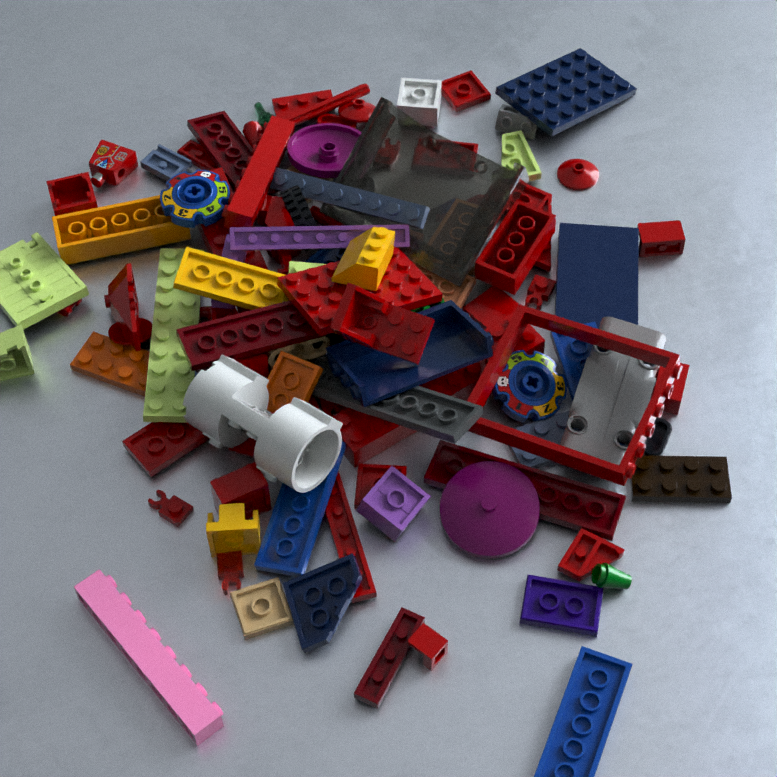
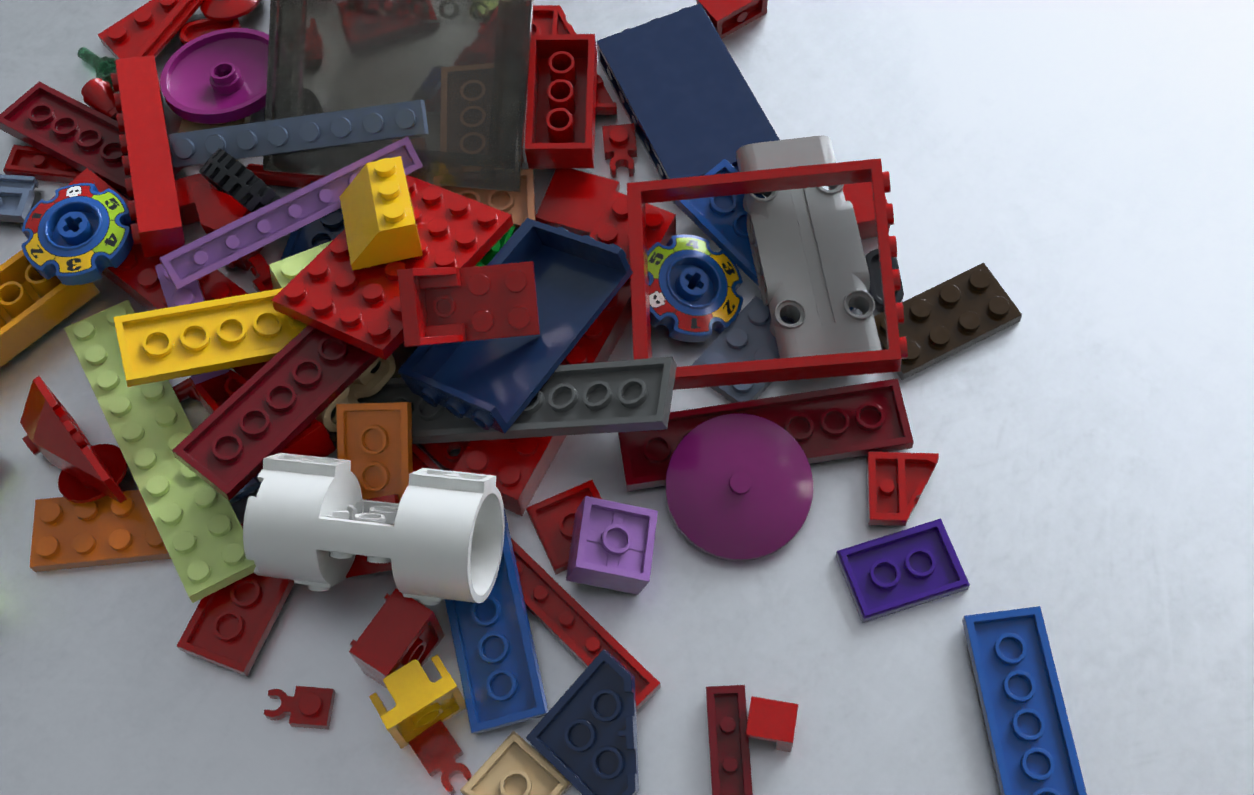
camera: 25 degrees left, 10 degrees up
(610, 577) = (940, 502): green cone -> none

